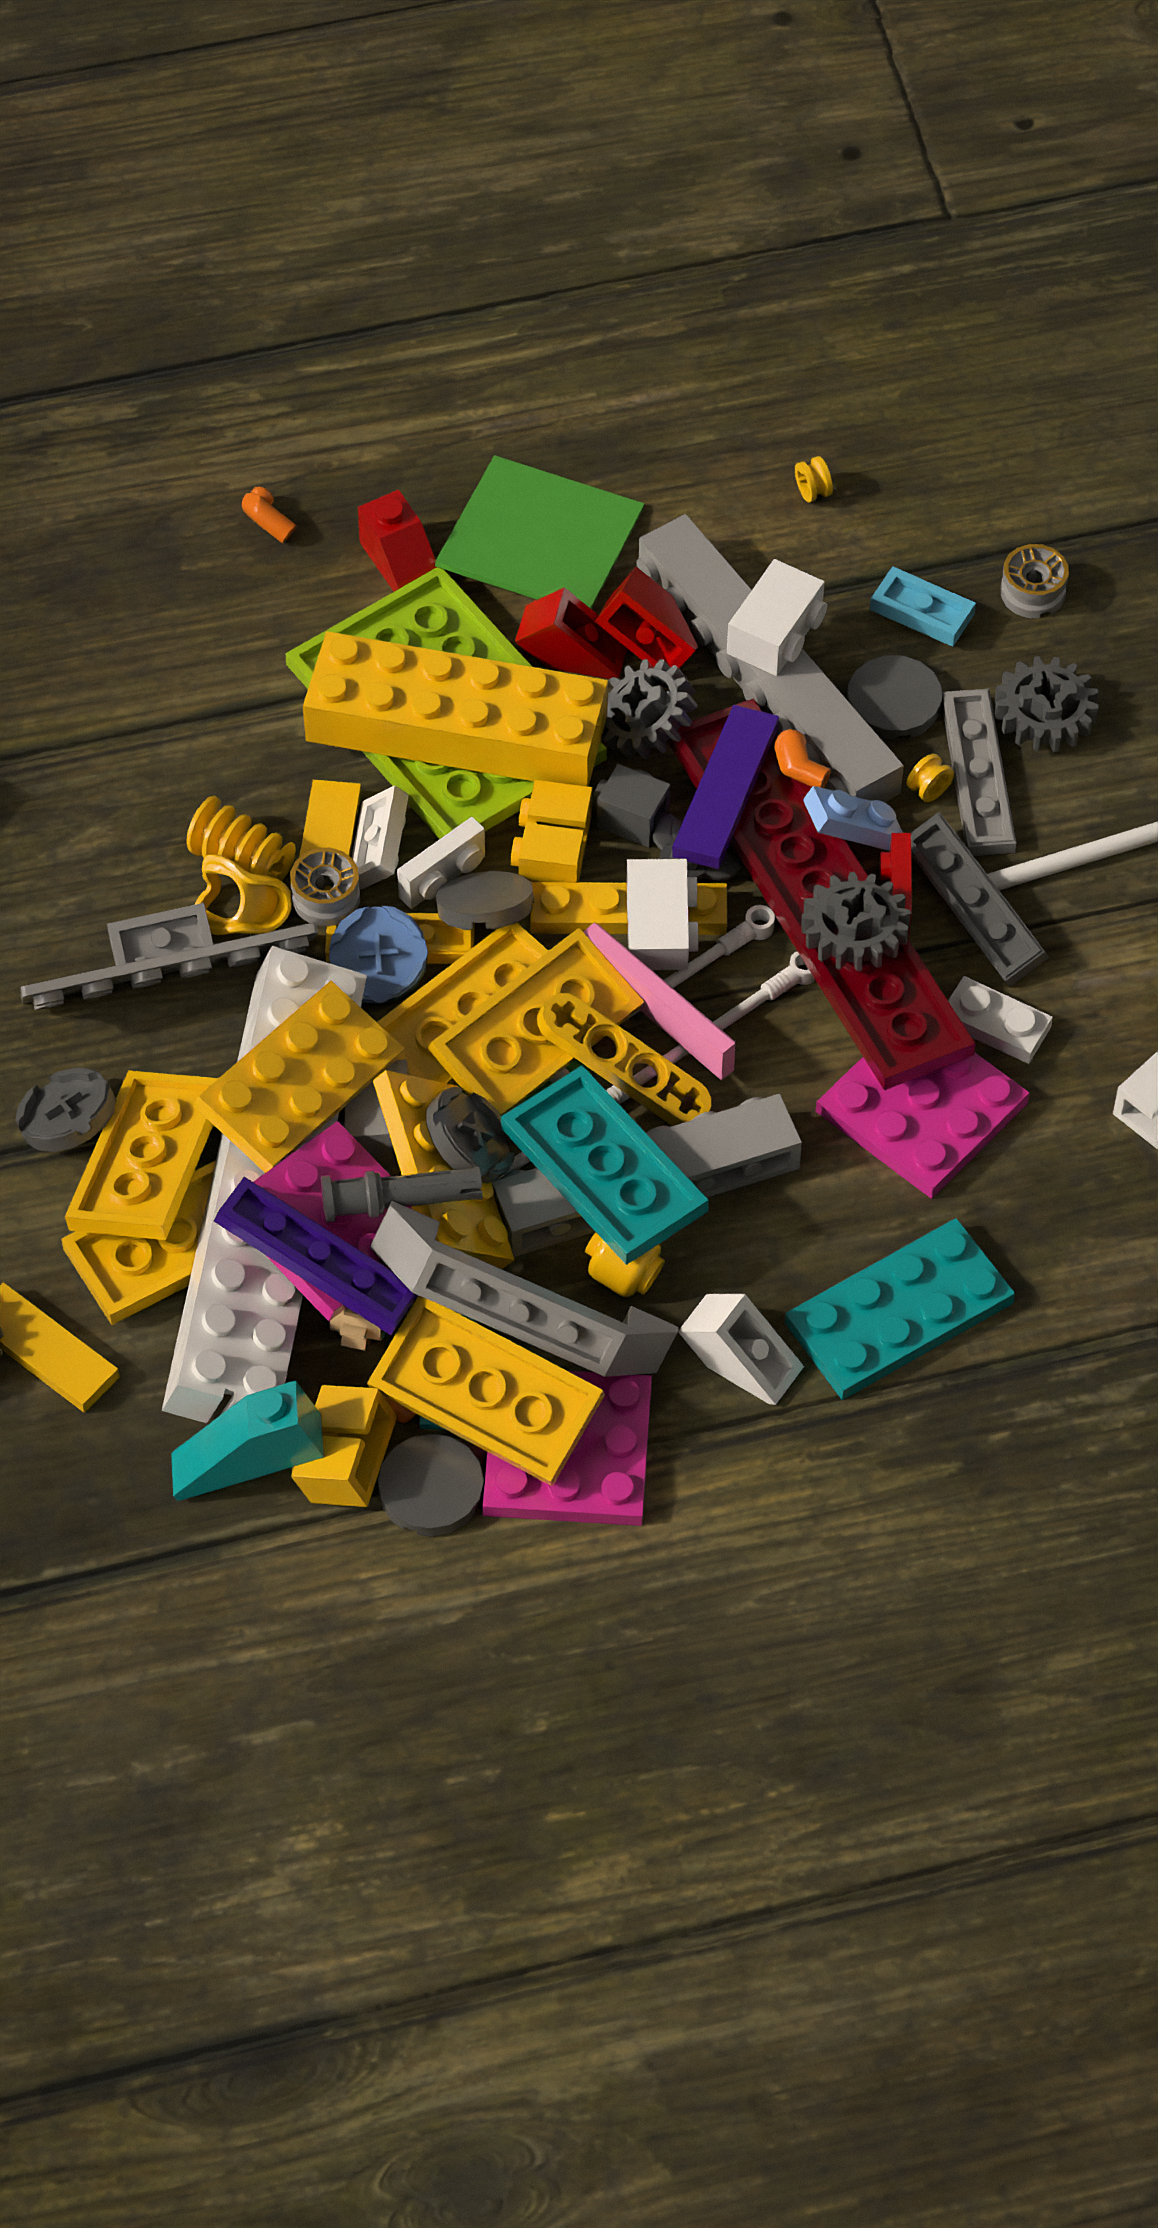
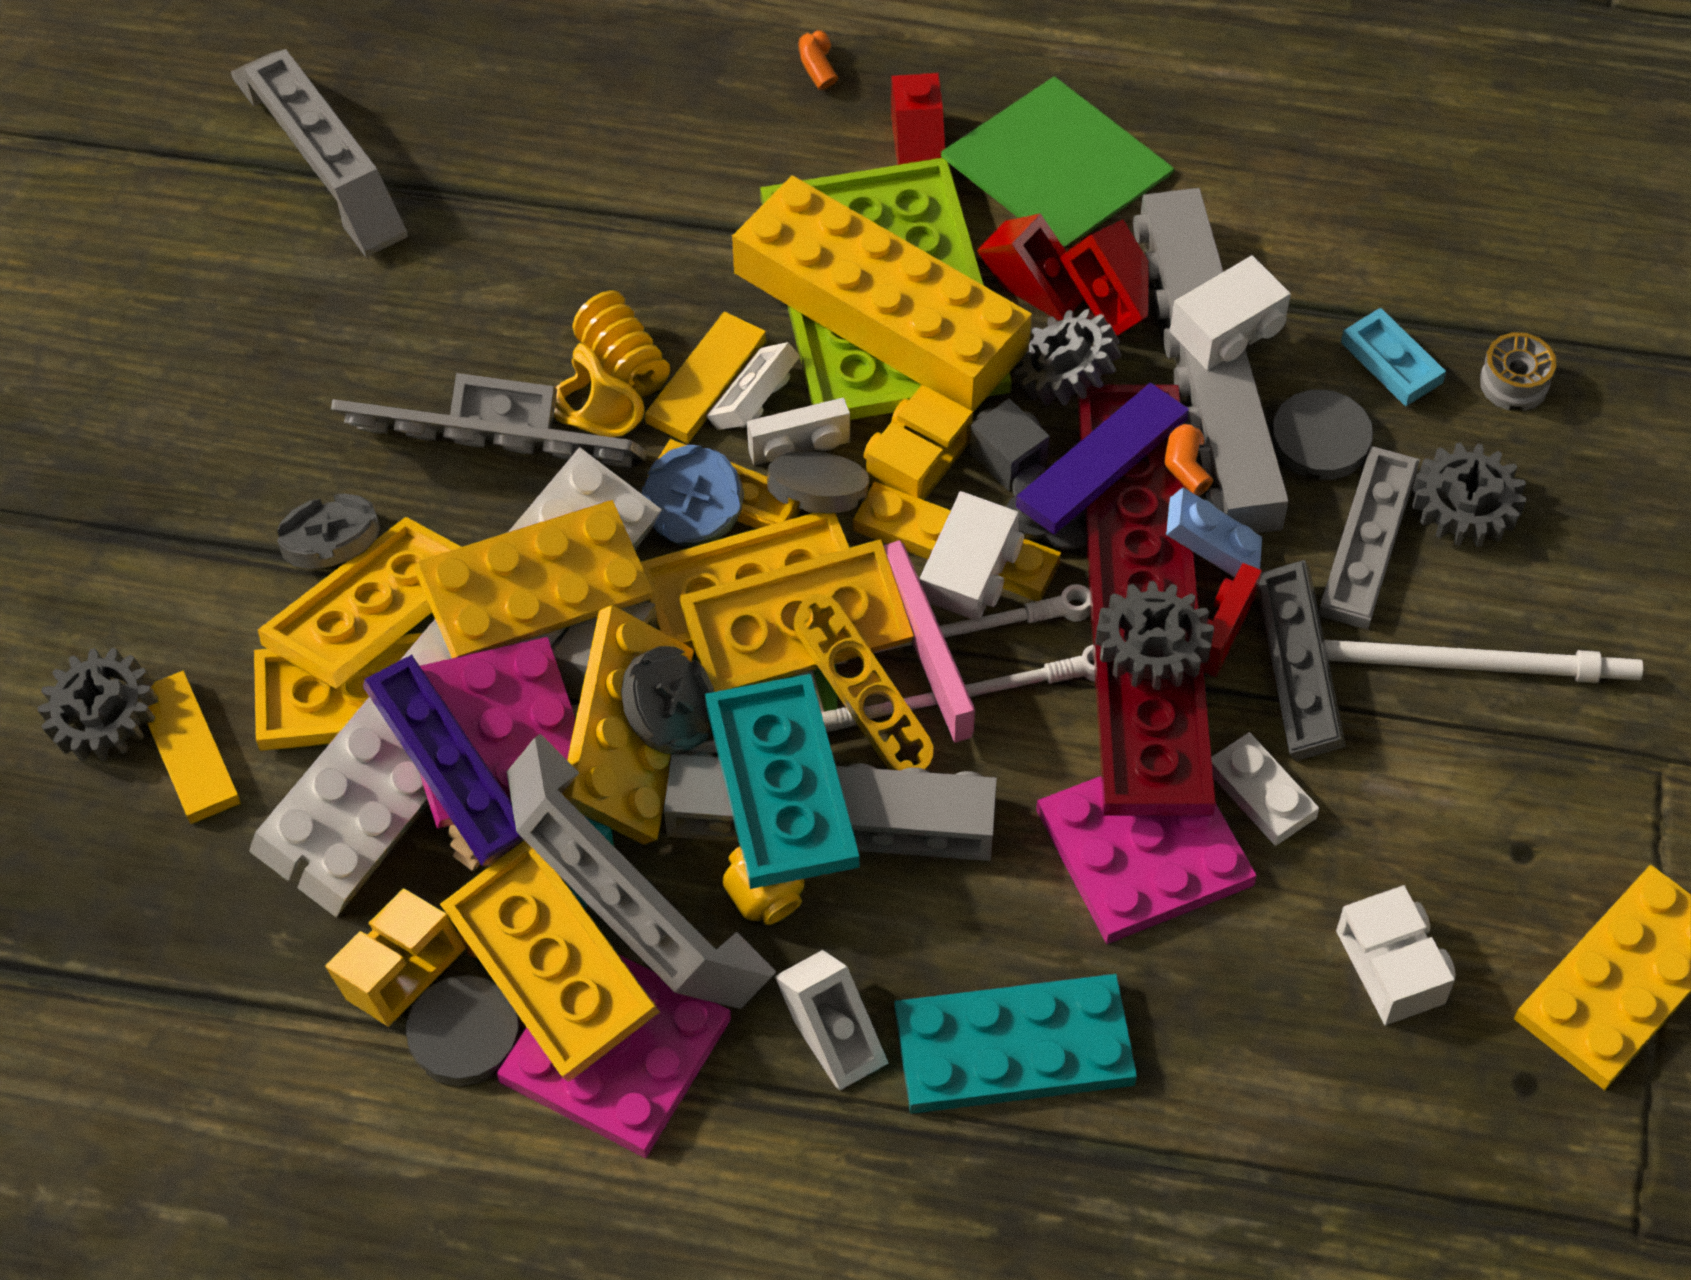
camera: 25 degrees right, 0 degrees up
(249, 1441) = (308, 916): teal slope -> none
(320, 869) = (660, 411): light grey wheel -> none
(374, 1193) = (530, 718): dark grey pin -> none
(813, 479) = (1346, 200): yellow bush -> none
(930, 777) = (1315, 524): yellow bush -> none

